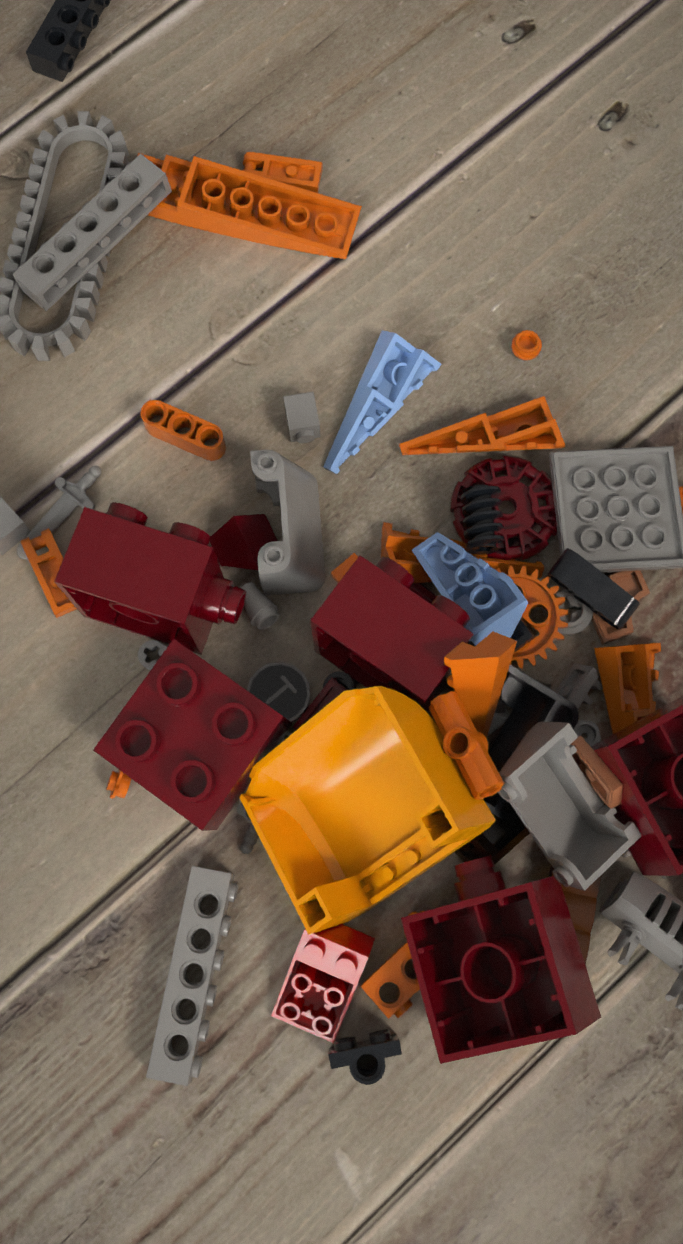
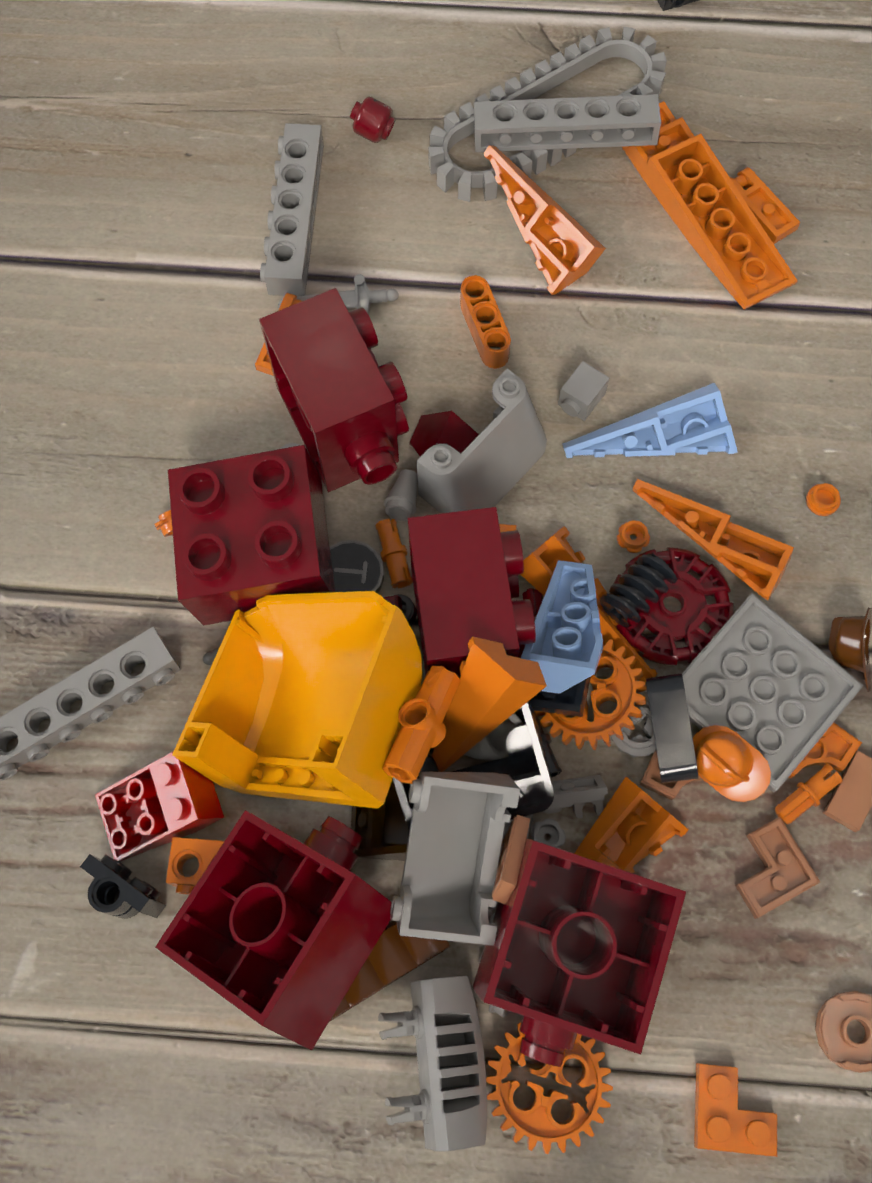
camera: 45 degrees right, 5 degrees down
(168, 323) = (557, 240): none -> orange wedge
(294, 651) = (394, 553): none -> orange pin
(439, 479) = (633, 528): none -> orange plate
(637, 426) = (850, 643): none -> reddish brown piece
(647, 574) = (730, 764): none -> orange piece

